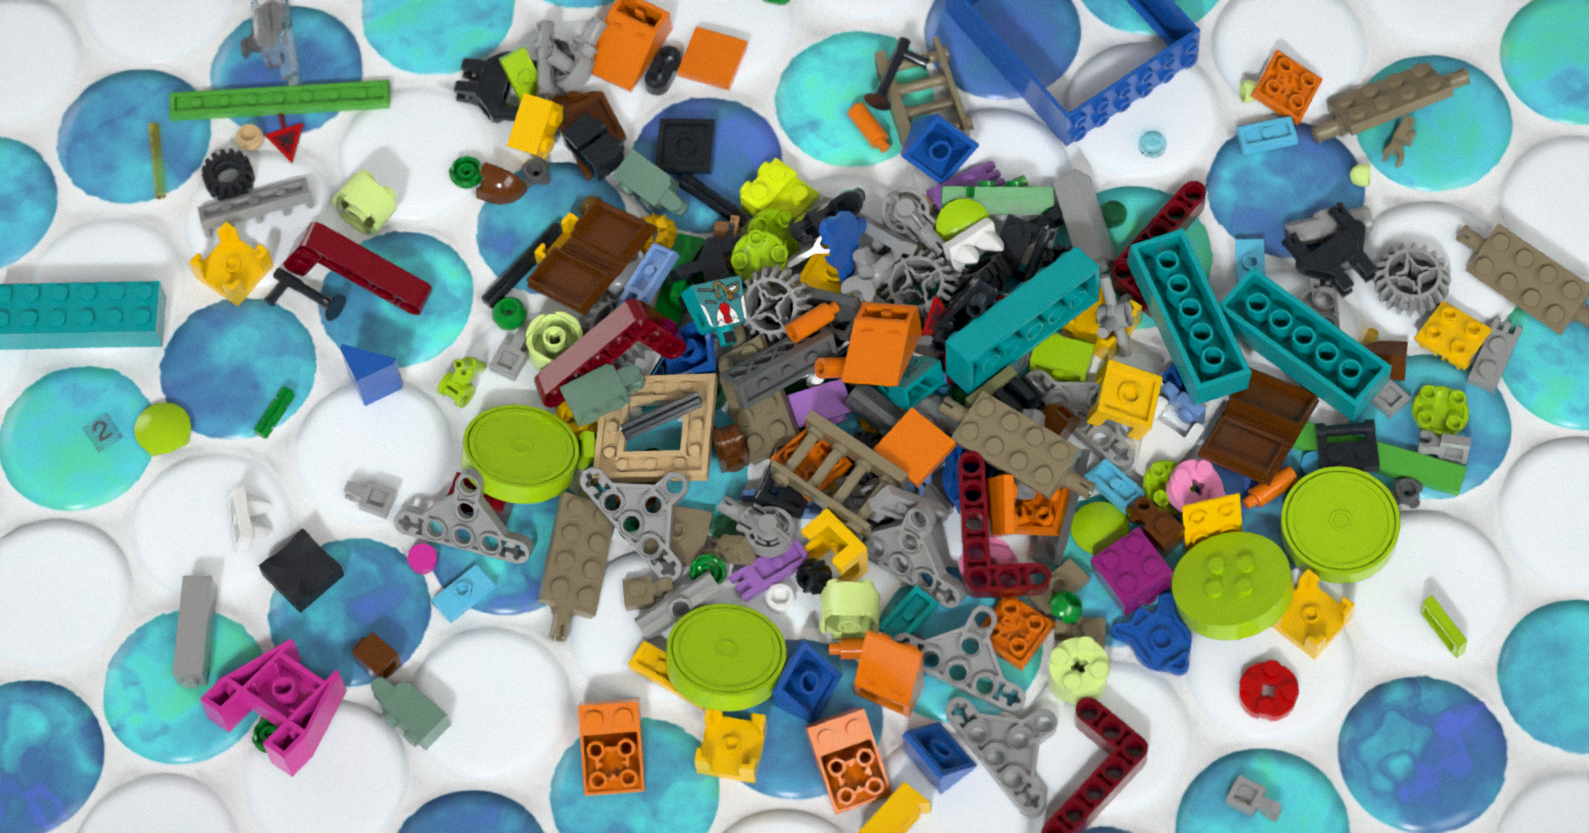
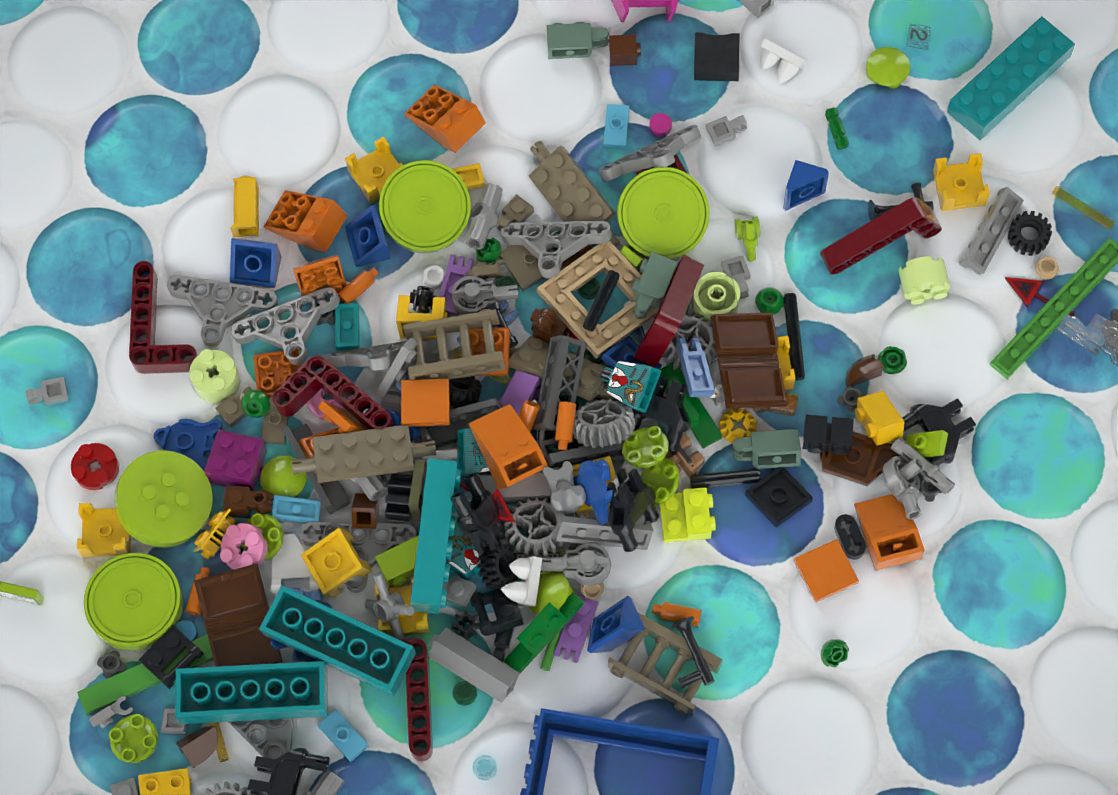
camera: 135 degrees right, 5 degrees up
(849, 608) = (379, 293): yellowish green brick -> none

